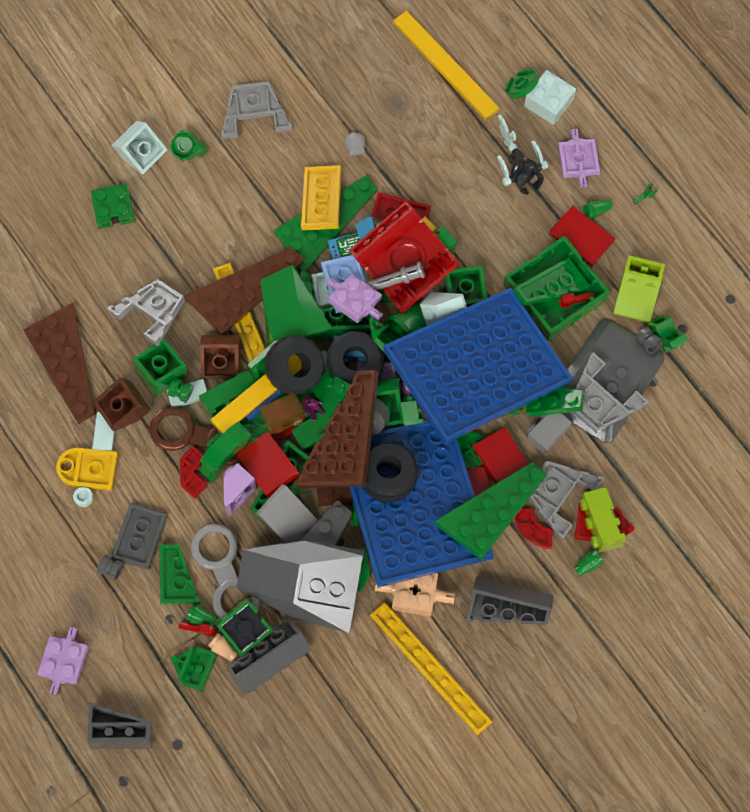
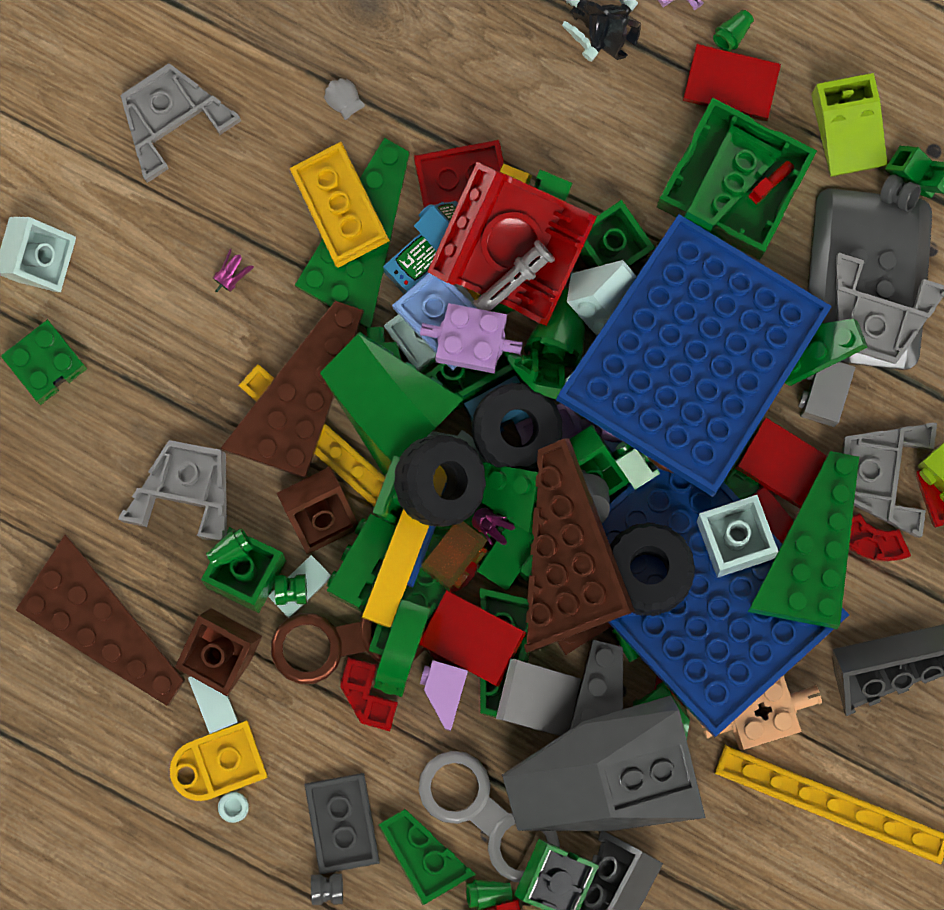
camera: 30 degrees left, 10 degrees up
(157, 348) = (230, 548): none -> green cone
(187, 146) = (105, 220): green hair -> none
(237, 208) = (224, 276): none -> flat silver piece
(449, 478) = (737, 536): none -> light aqua brick

